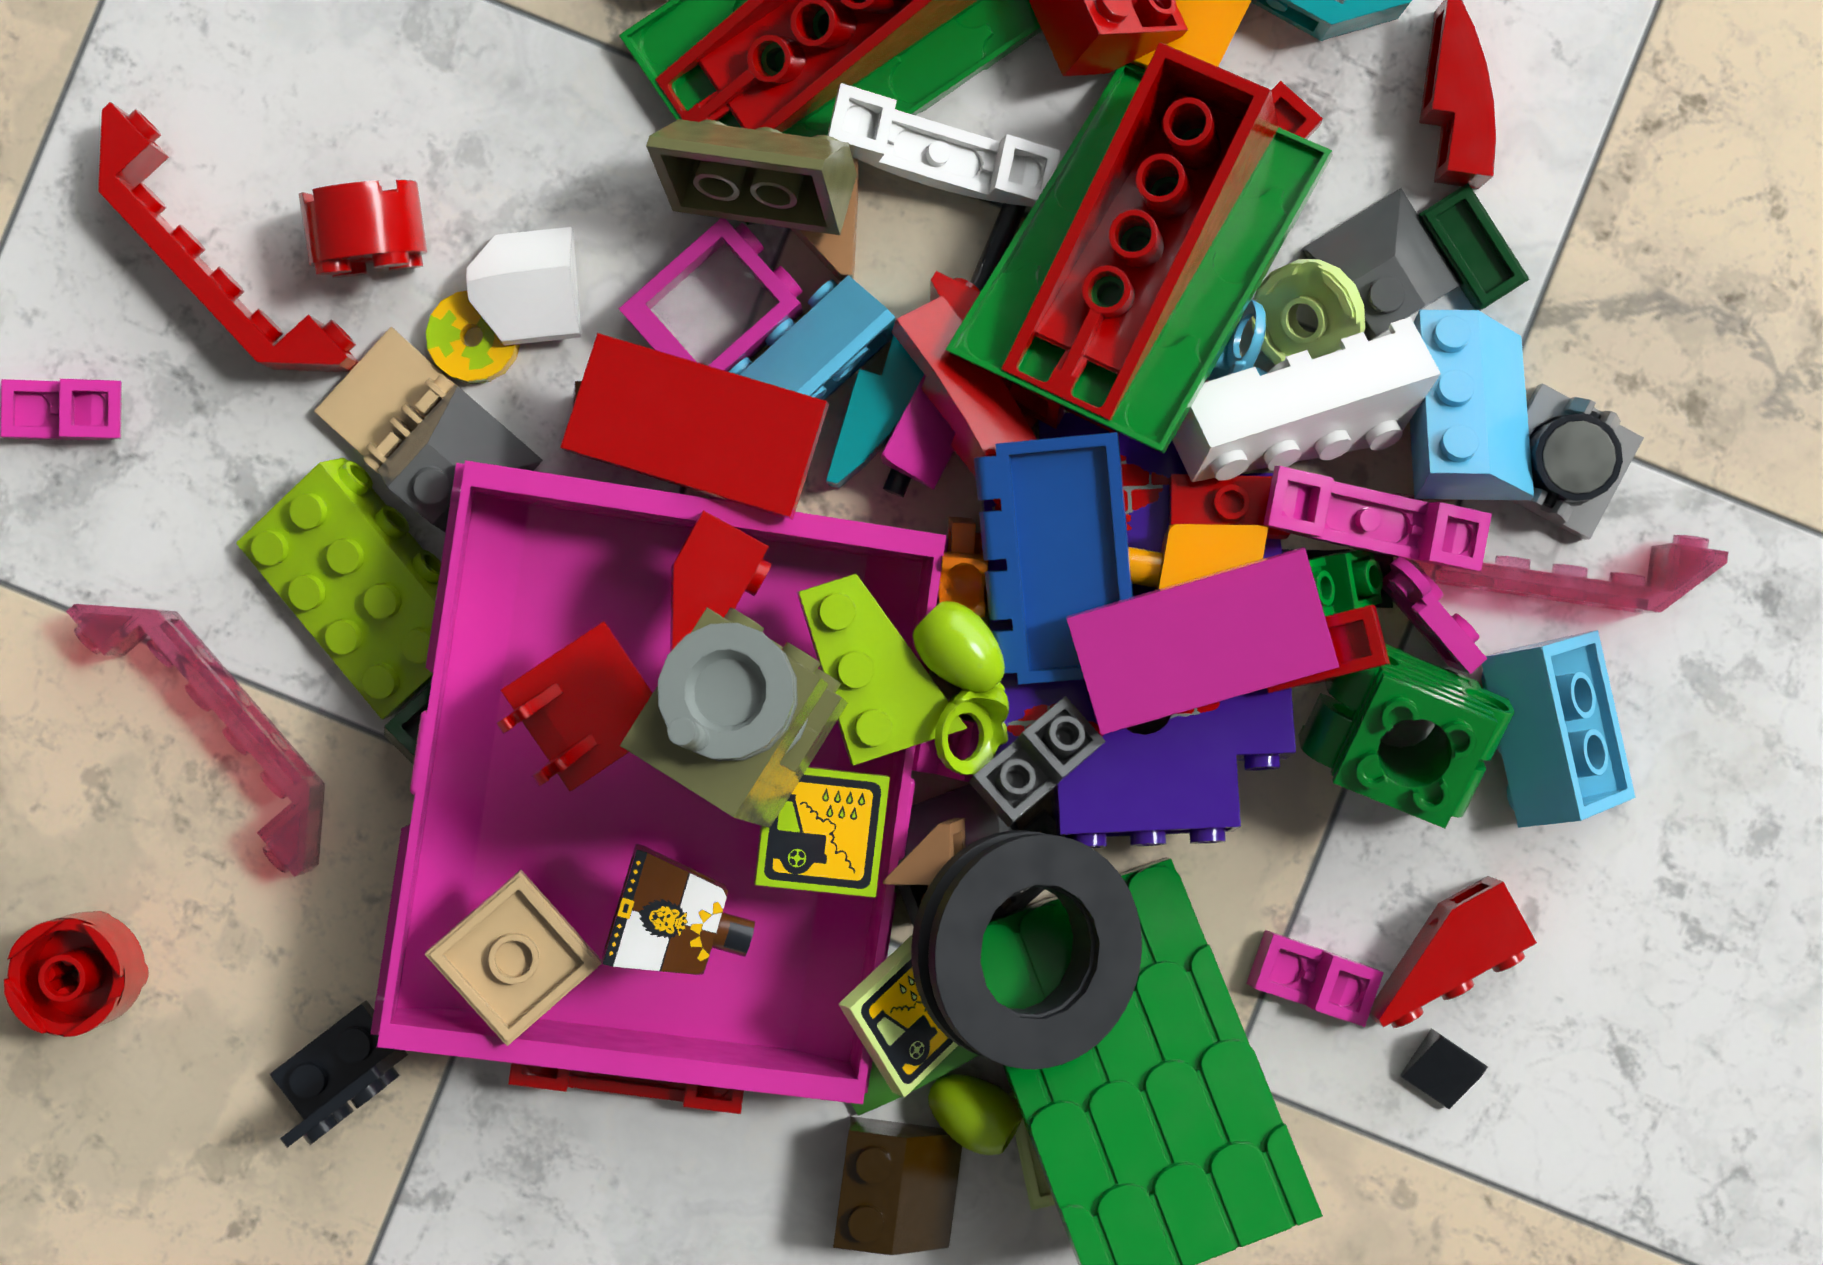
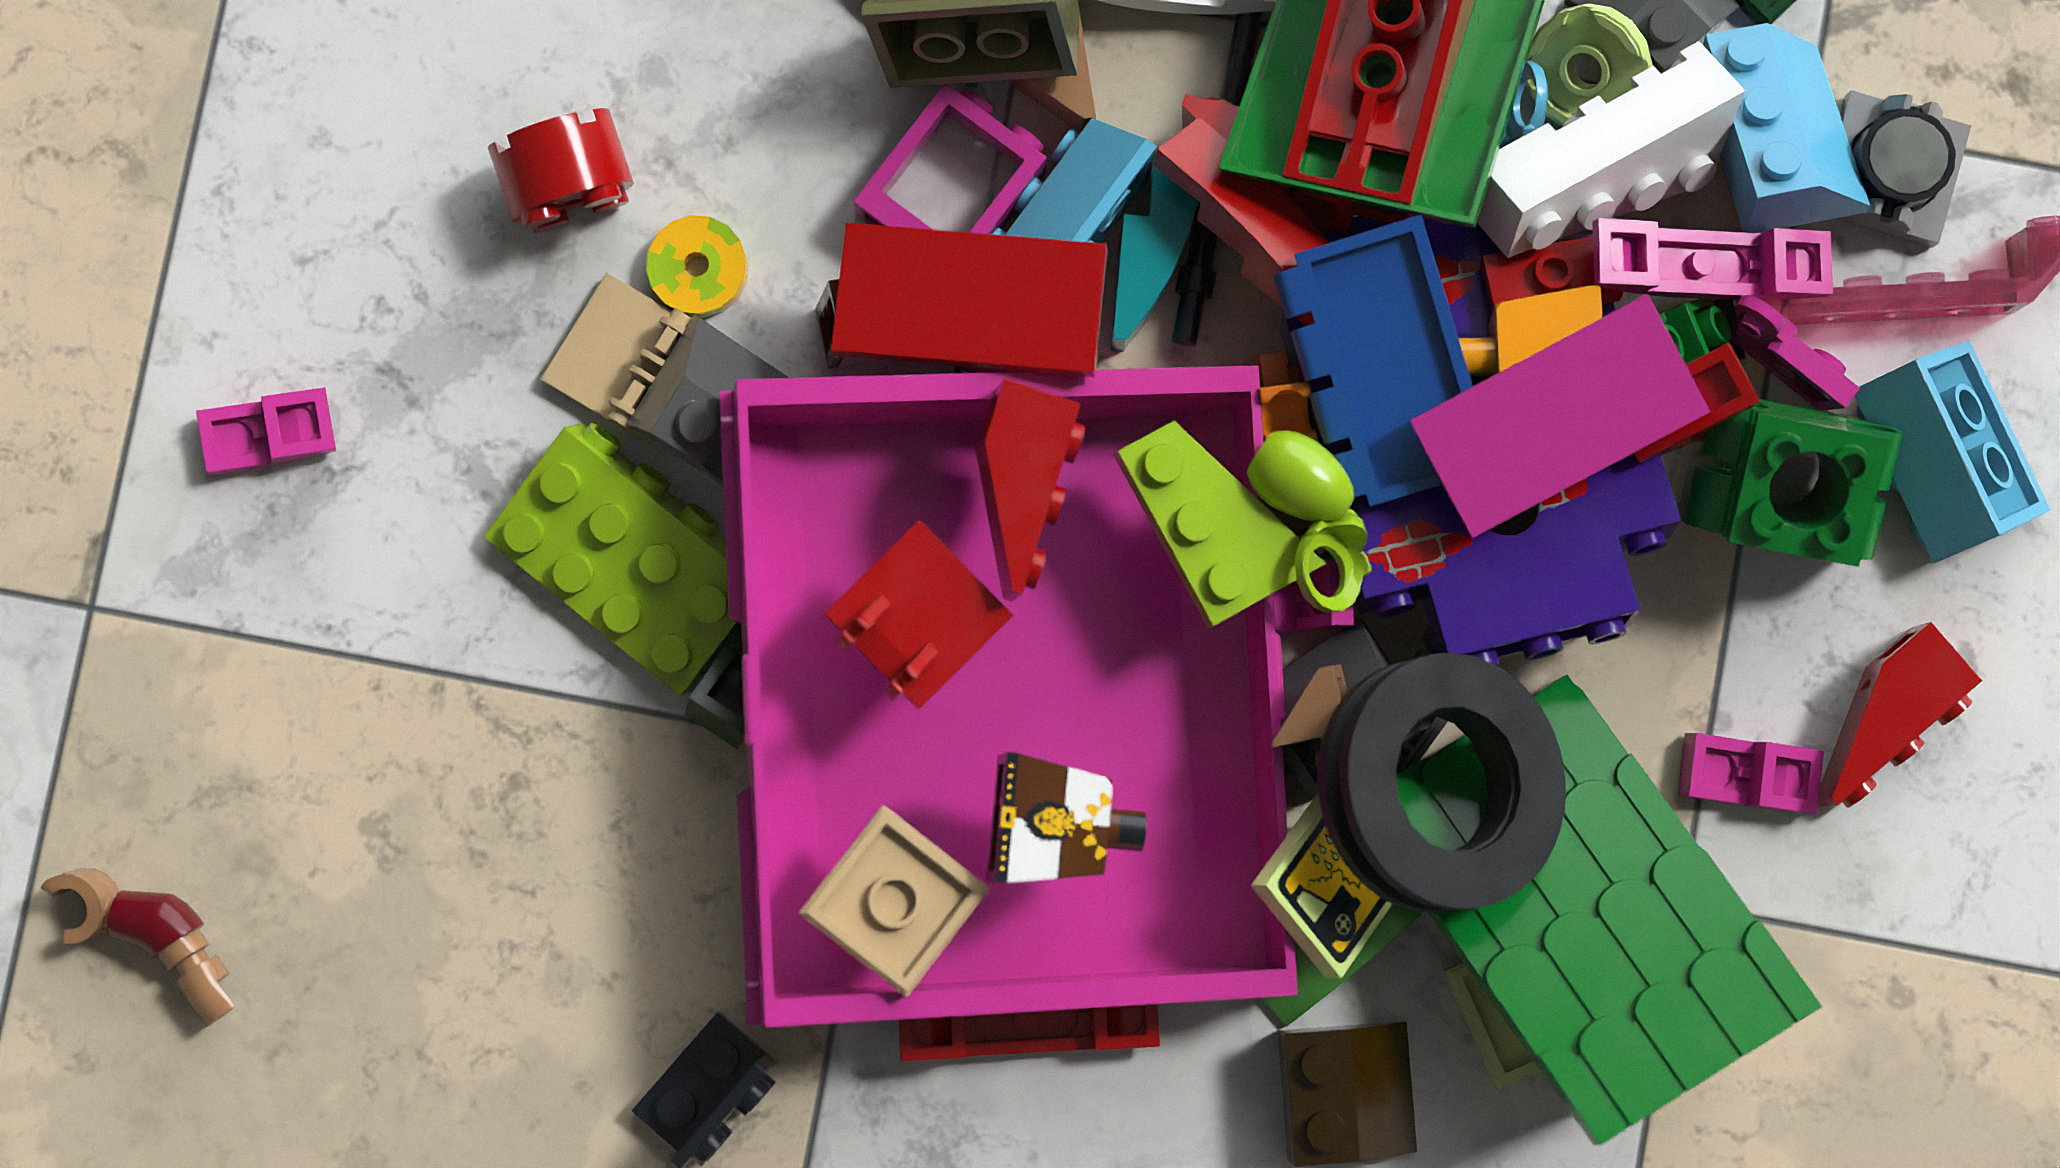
camera: 15 degrees left, 5 degrees down
(42, 966) = (362, 1038): red brick -> none
(130, 157) = (290, 150): red slope -> none
(294, 833) = (378, 650): clear pink slope -> none
(527, 286) = (747, 200): white slope -> none
(736, 716) = (1095, 576): piece -> none
(826, 835) = (1193, 702): tile -> none
(920, 441) = (1206, 277): dark pink slope -> none
(975, 1113) = (1415, 993): lime animal -> none
(1036, 761) = (1407, 583): dark grey slope -> none
(1442, 1069) = (1911, 843): black slope -> none

